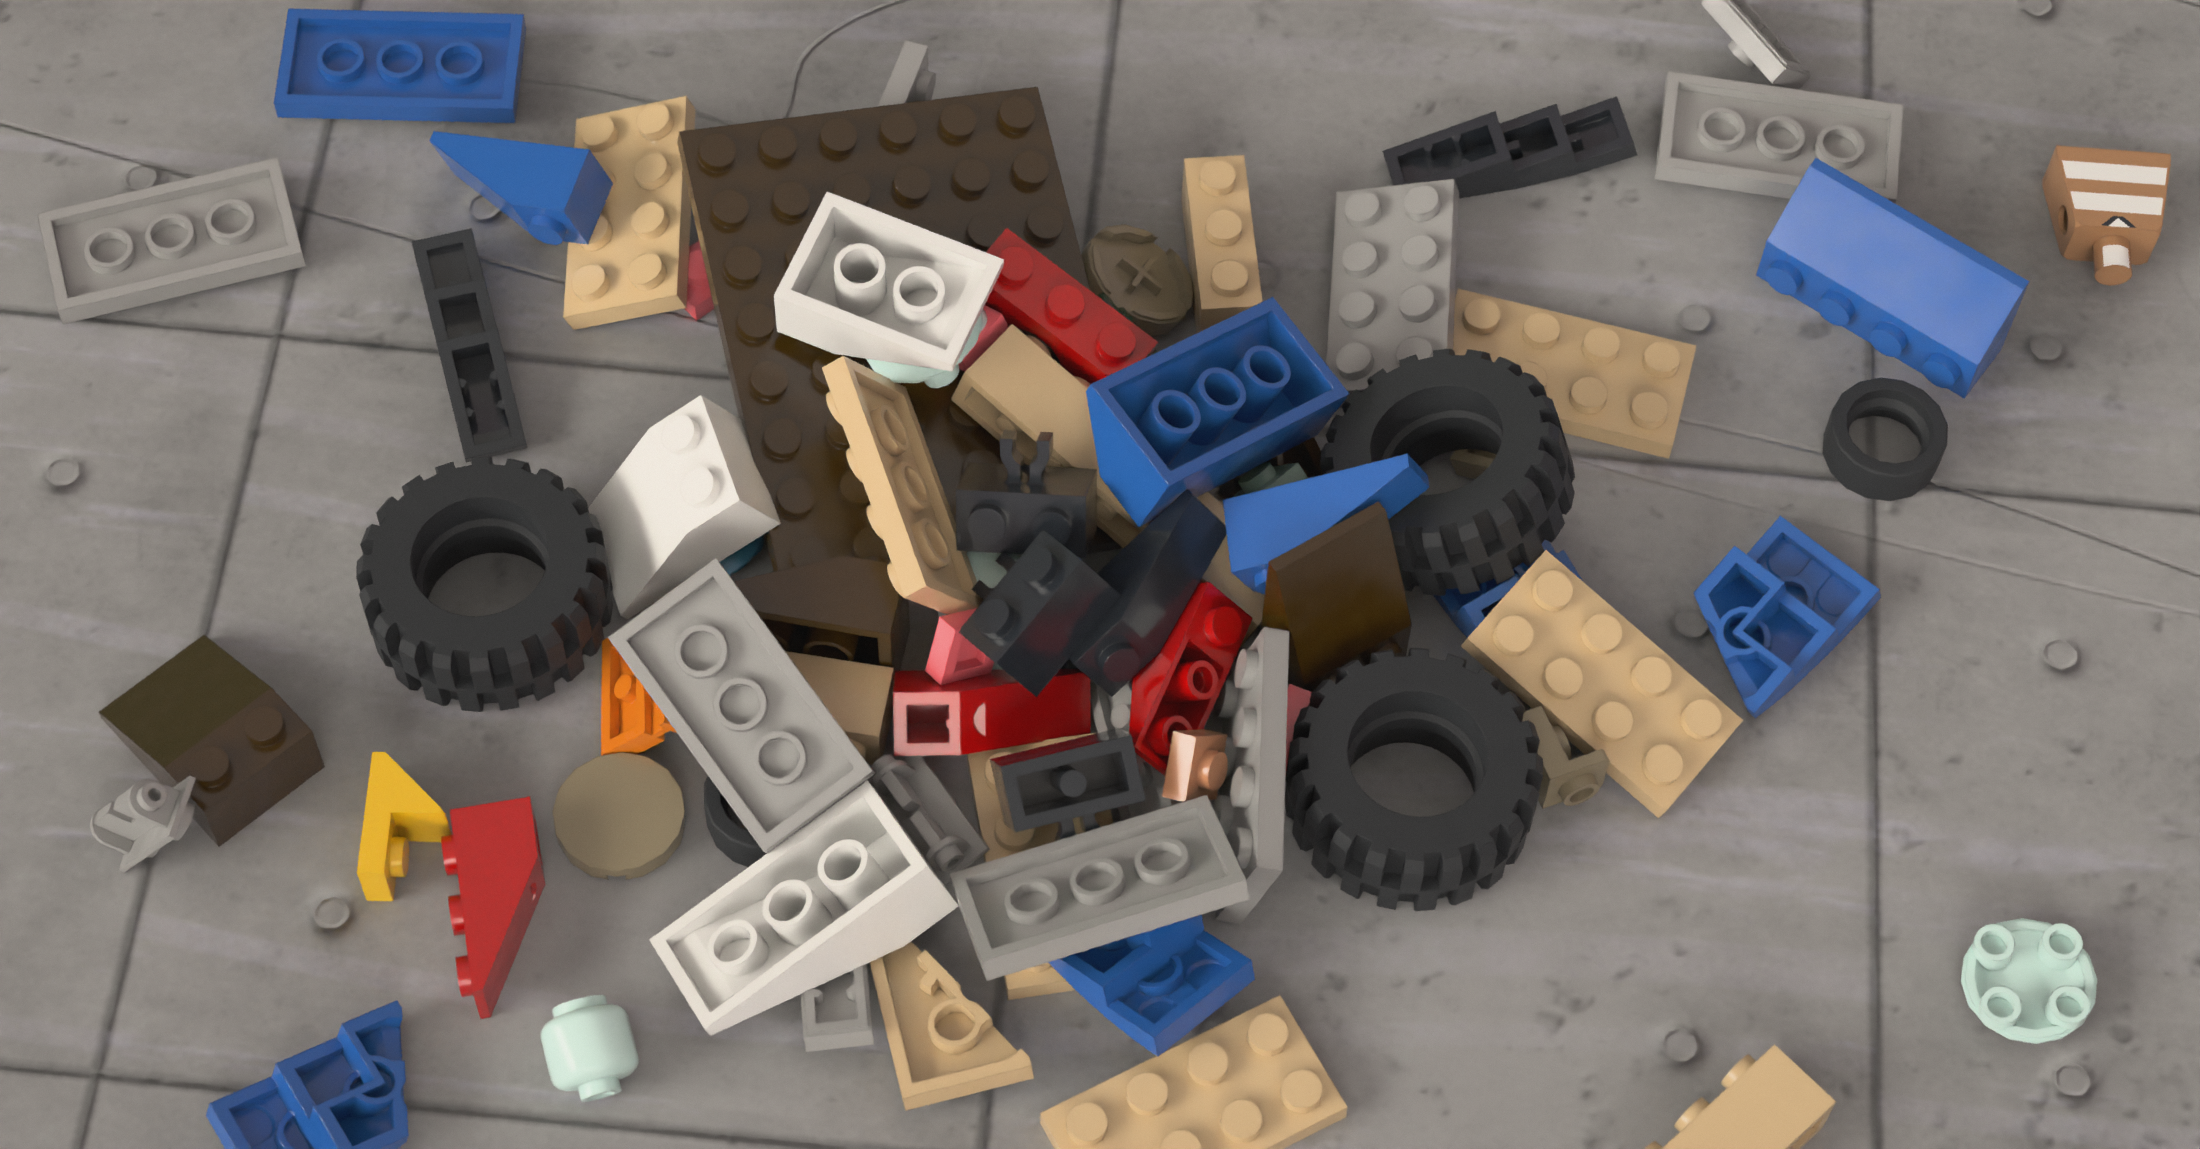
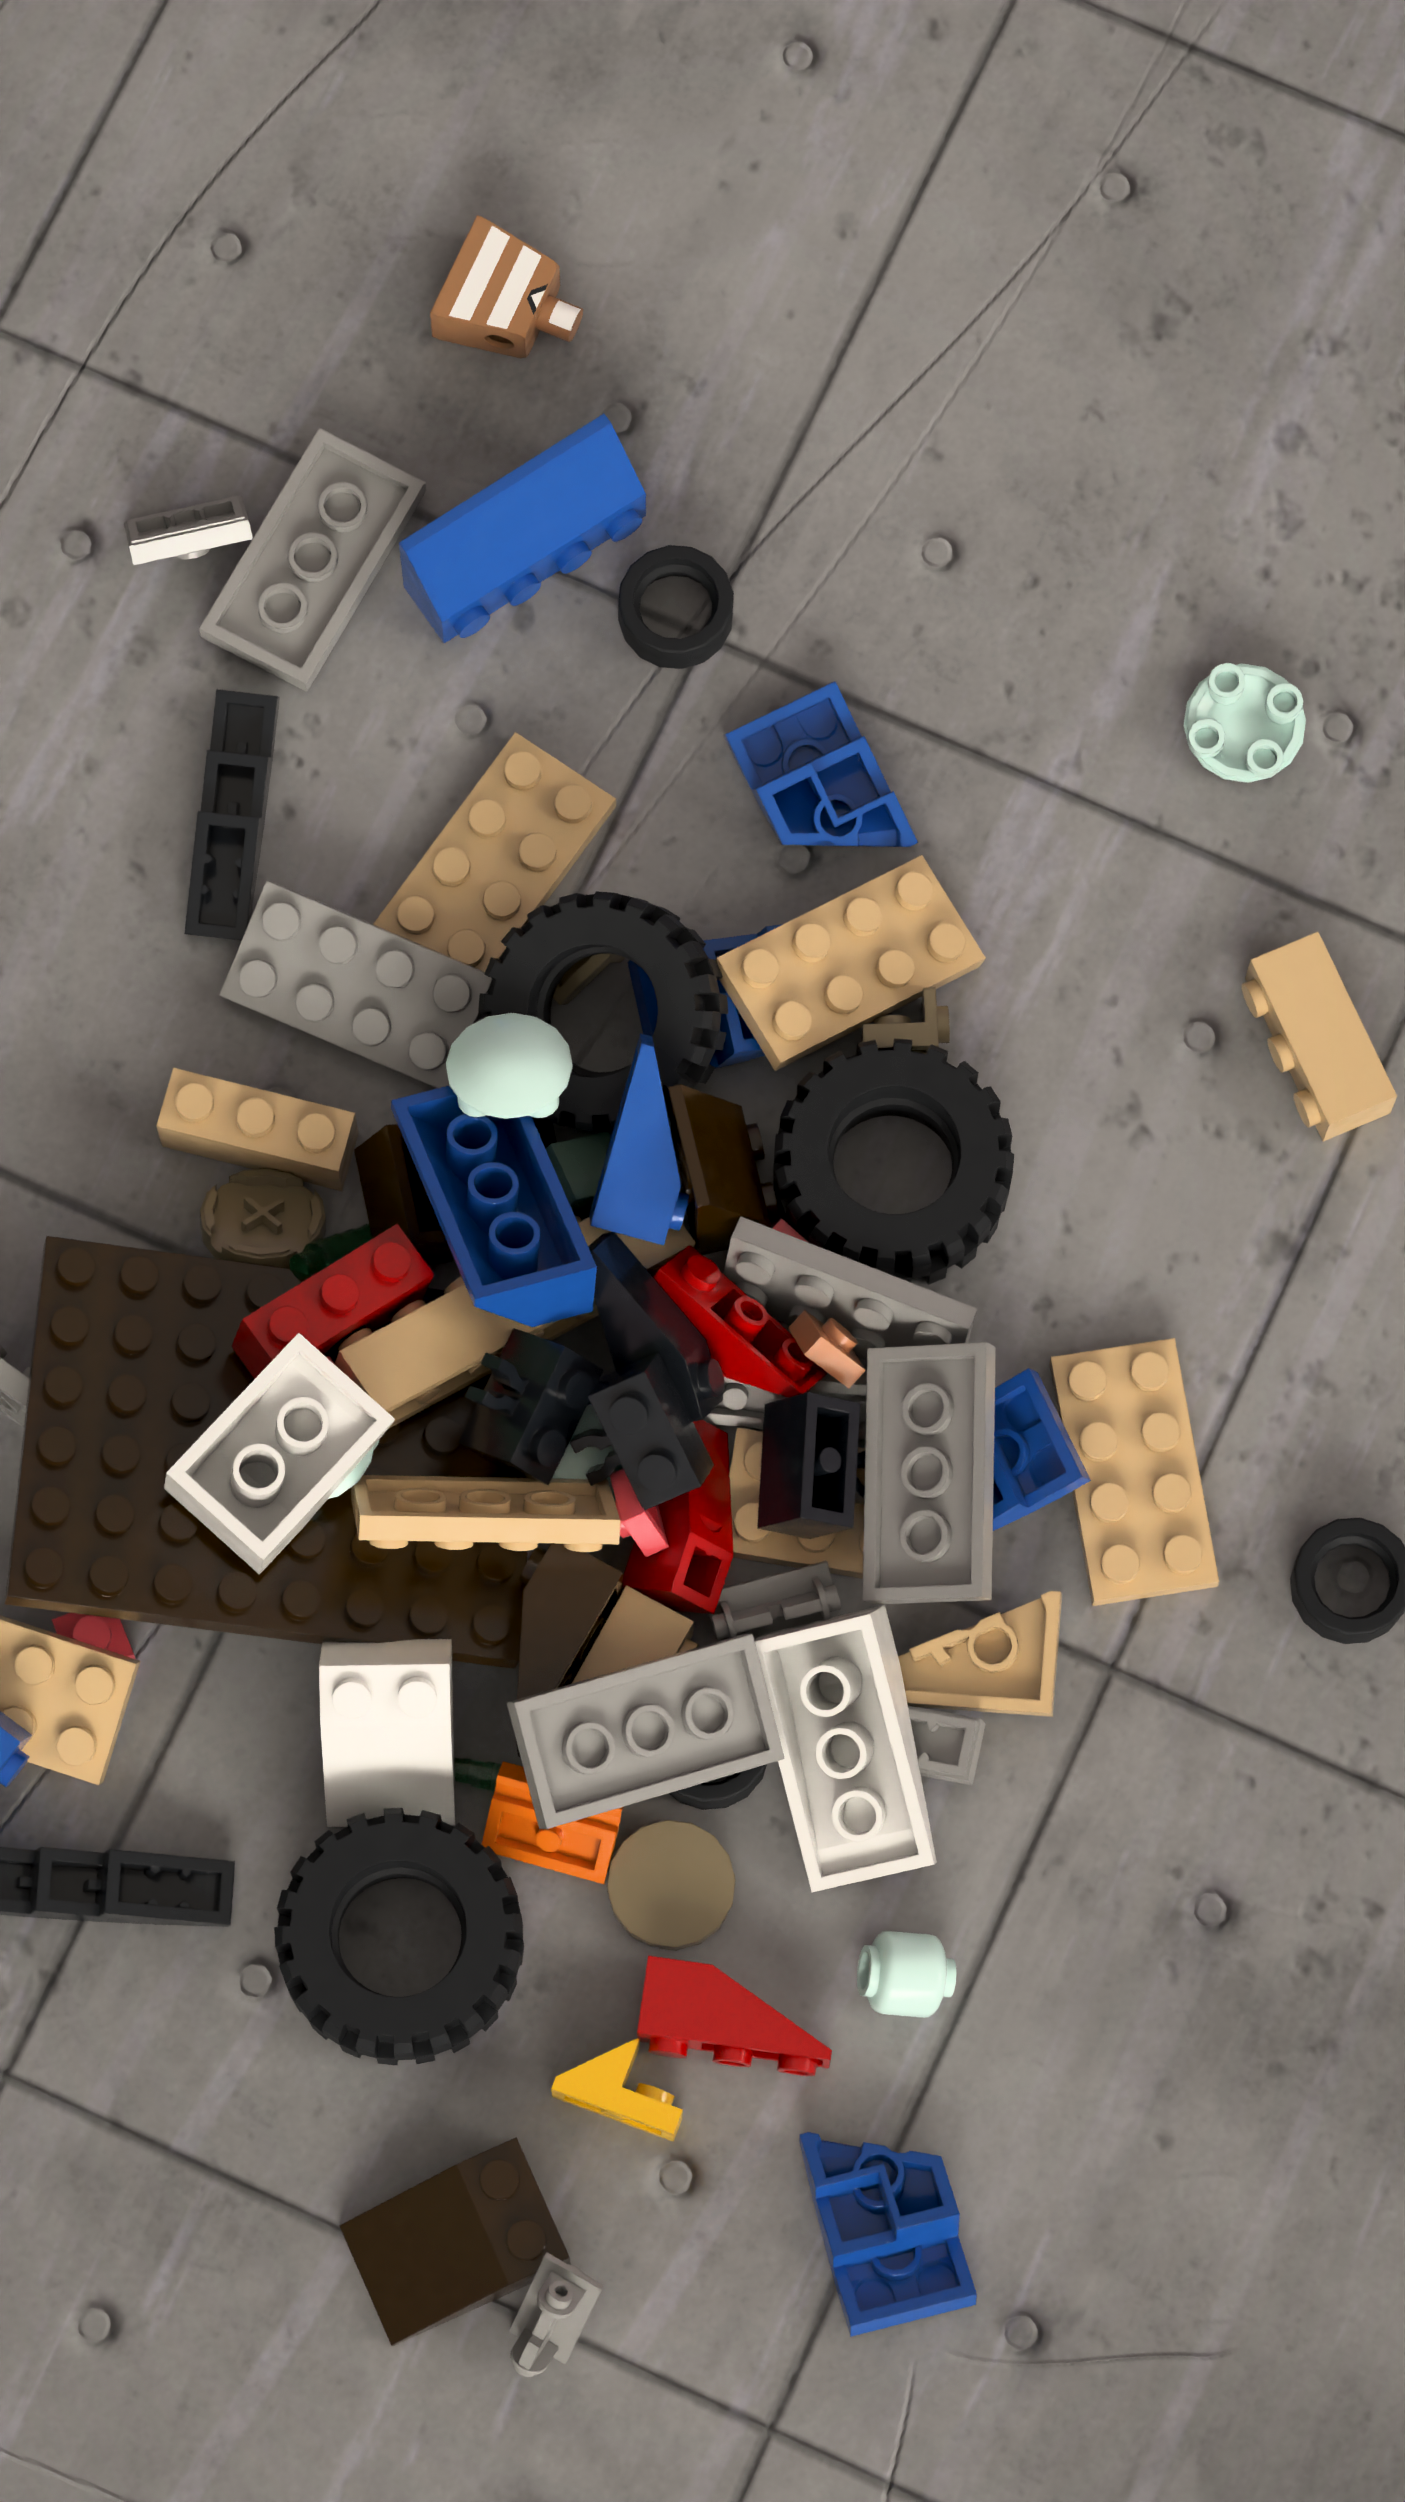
camera: 70 degrees left, 15 degrees up
(1346, 381) = (509, 1067): none -> light aqua dish

